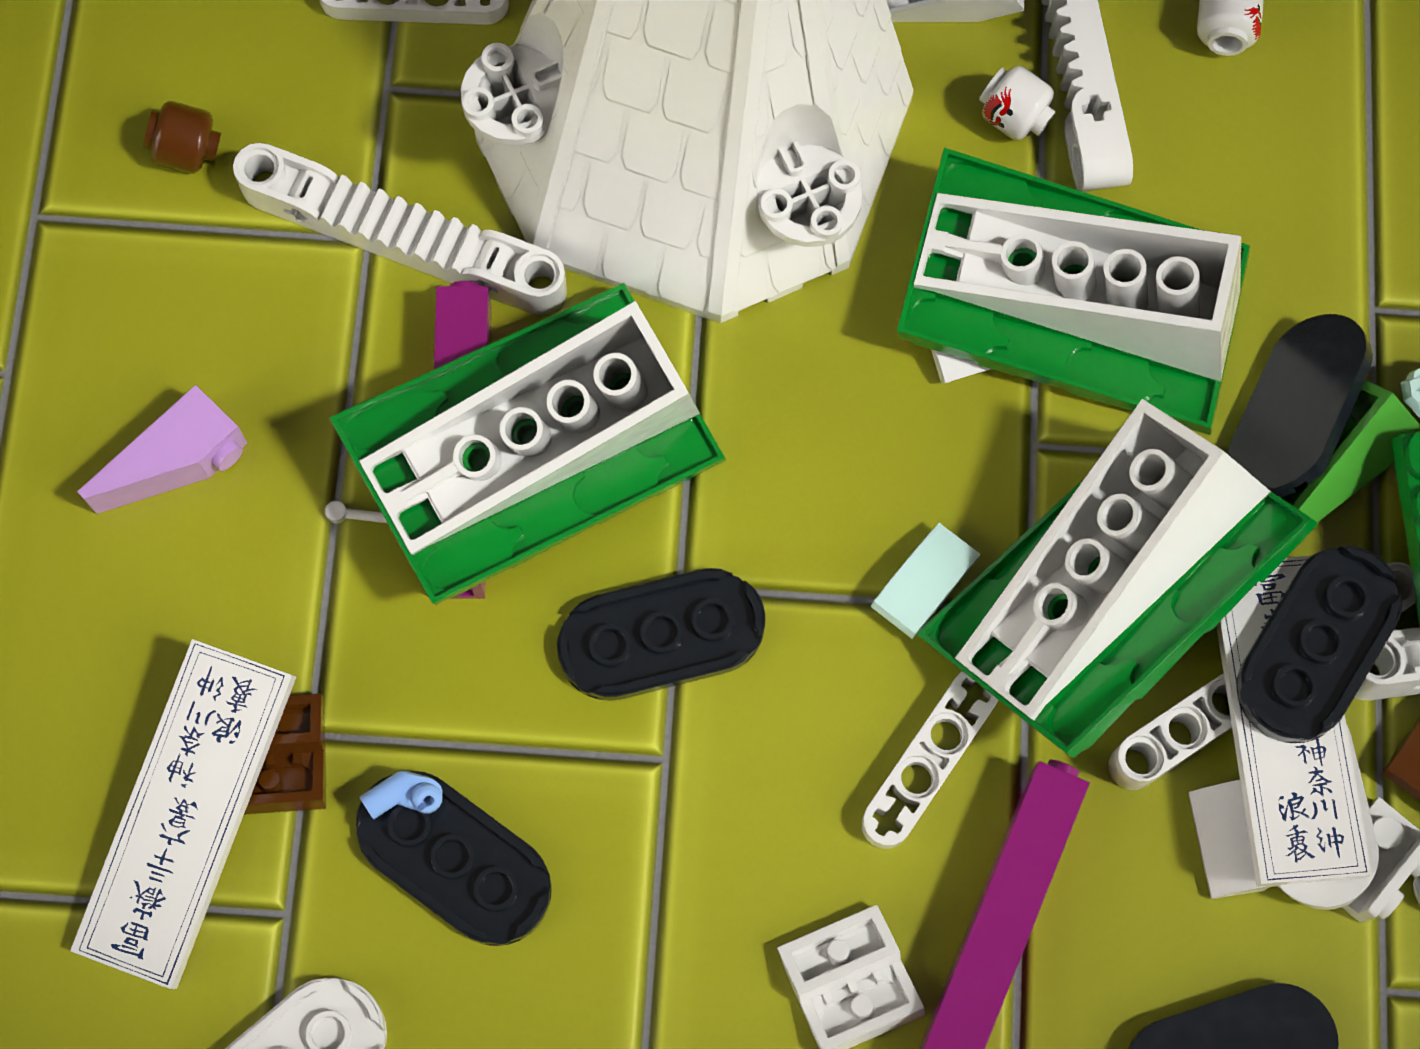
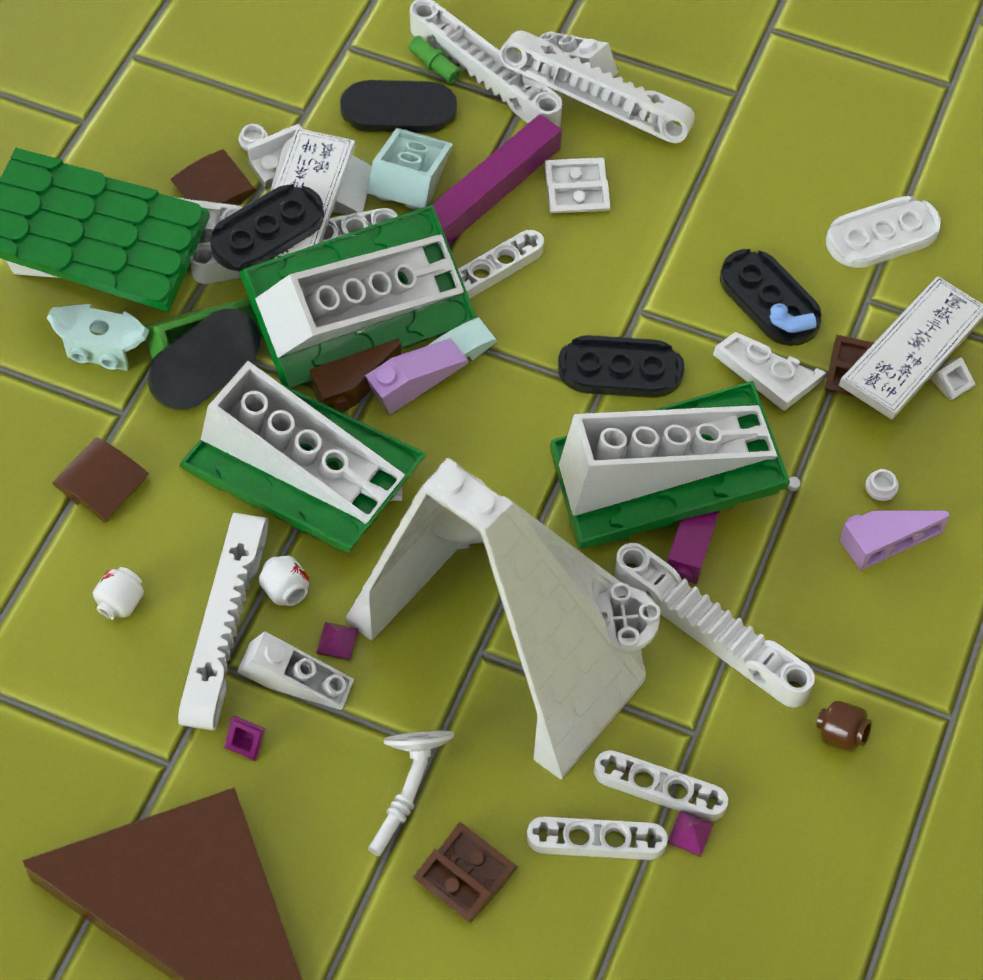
camera: 160 degrees left, 15 degrees down
(109, 788) = (953, 378): none -> white slope
(197, 545) = (882, 485): none -> white plate
(419, 695) = (776, 378): none -> white wing
(920, 61) = (337, 641): none -> magenta slope
(972, 488) = (414, 373): none -> lavender slope
(1069, 449) = (343, 381): none -> reddish brown slope
(1151, 913) = (408, 168): none -> light aqua slope
(1346, 183) = (100, 478): none -> reddish brown slope

